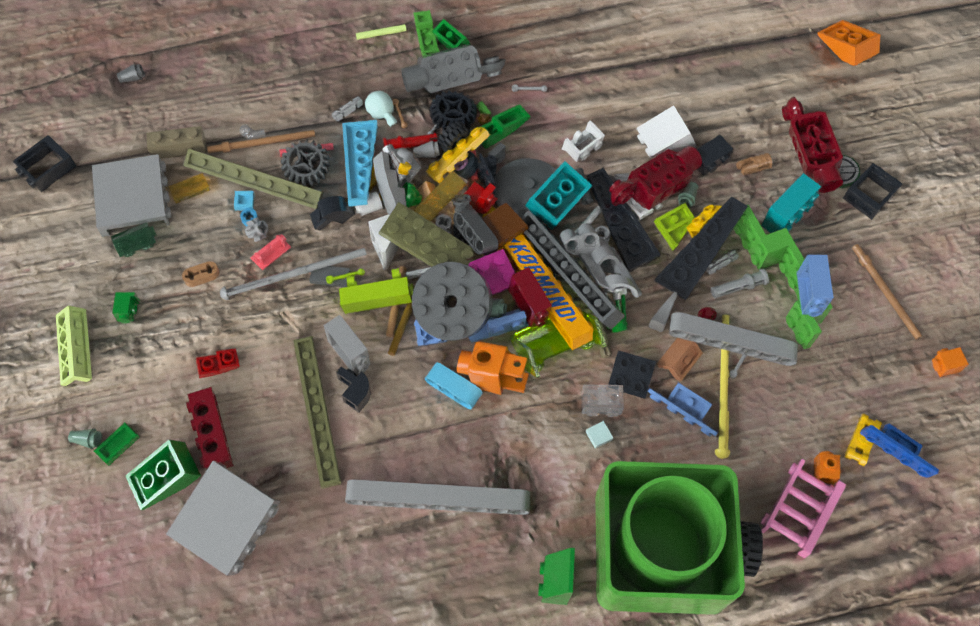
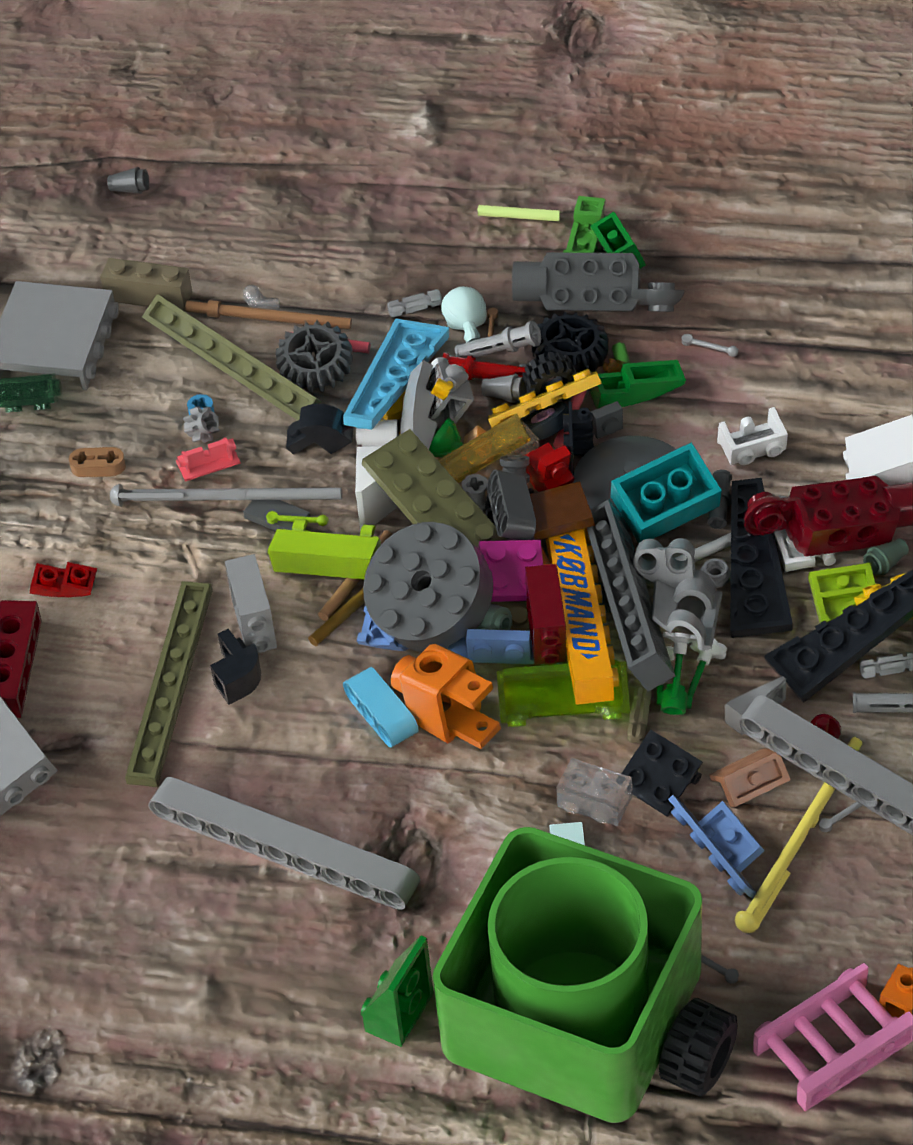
camera: 30 degrees right, 15 degrees down
(189, 188) = (136, 349): clear yellow tile -> none
(243, 200) = (203, 382): medium azure plate -> none
(421, 119) = (510, 340): none -> light grey pin

